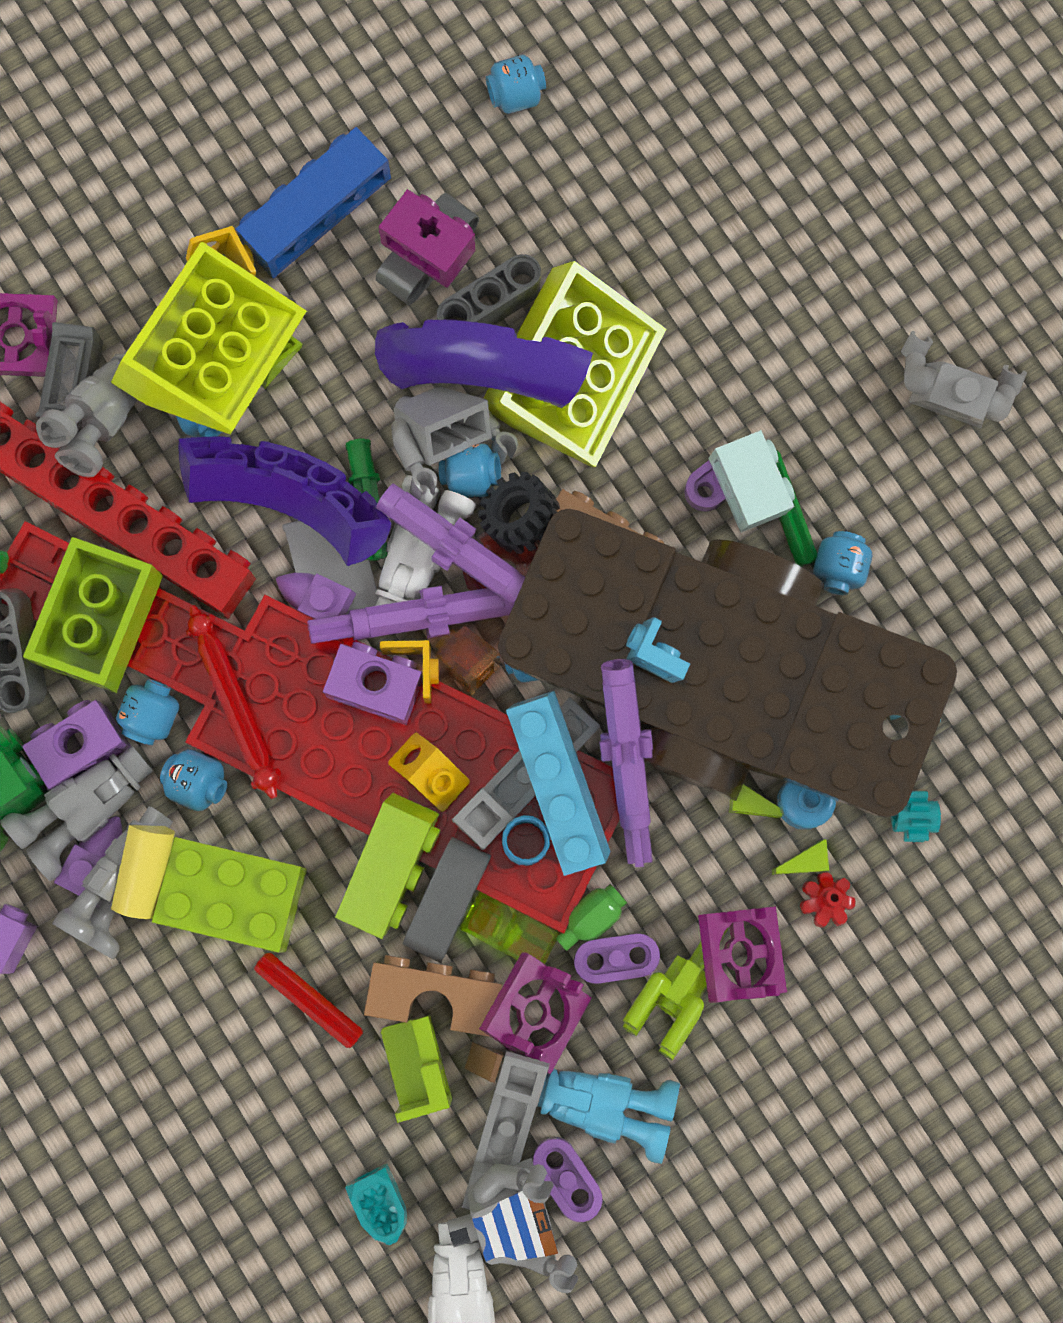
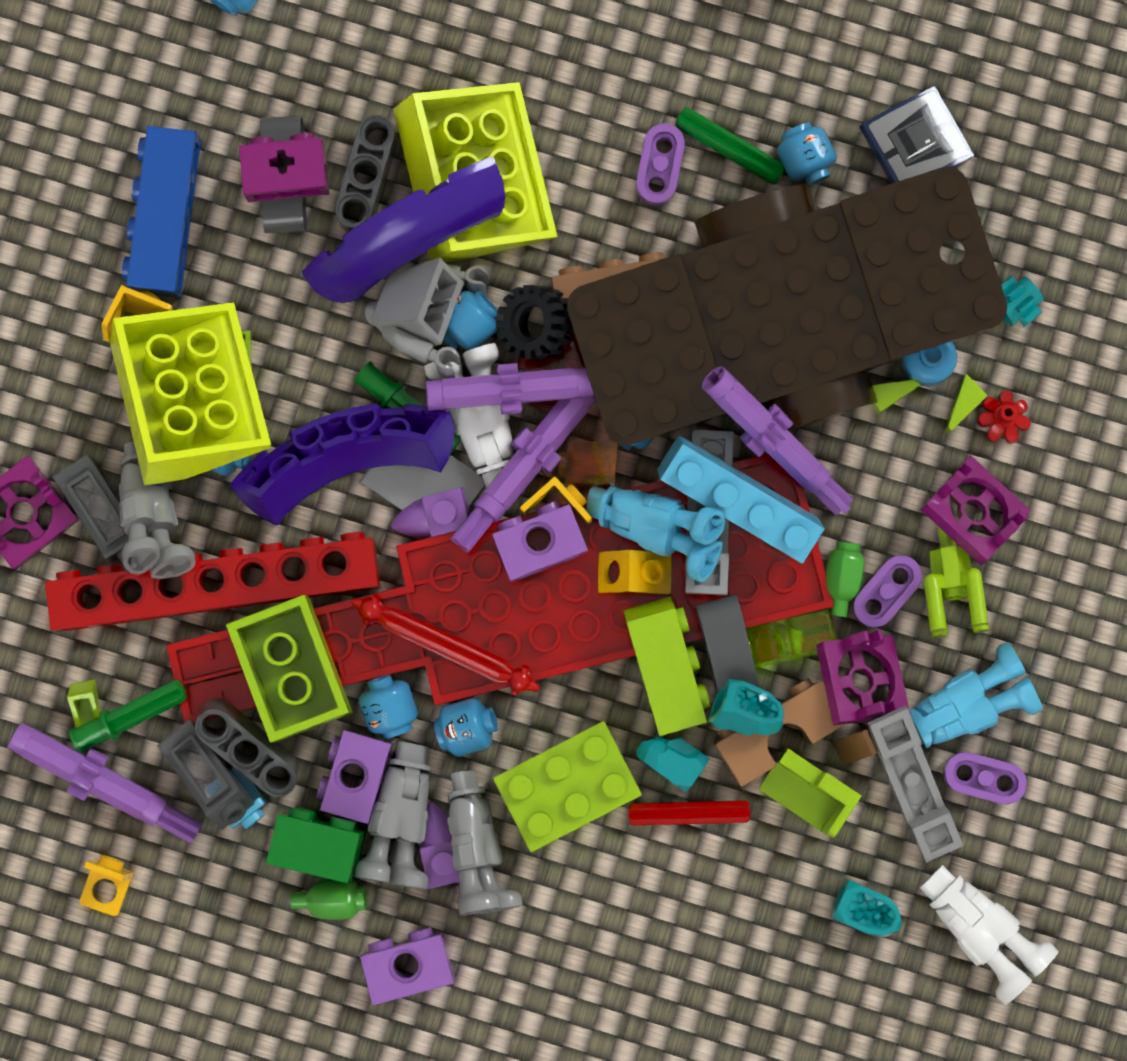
camera: 30 degrees left, 5 degrees up
(142, 870) = (491, 822): light yellow brick -> none
(330, 946) = (673, 760): none -> teal rock
(419, 956) = (746, 709): none -> teal rock
(475, 748) = (656, 524): none -> medium azure piece
(514, 1222) = (973, 838): torso -> none
(529, 820) = (768, 551): dark azure piece -> none
(657, 659) = (740, 345): medium azure bracket -> none
(752, 480) = (689, 150): light aqua brick -> none
(942, 618) = (916, 137): none -> slope

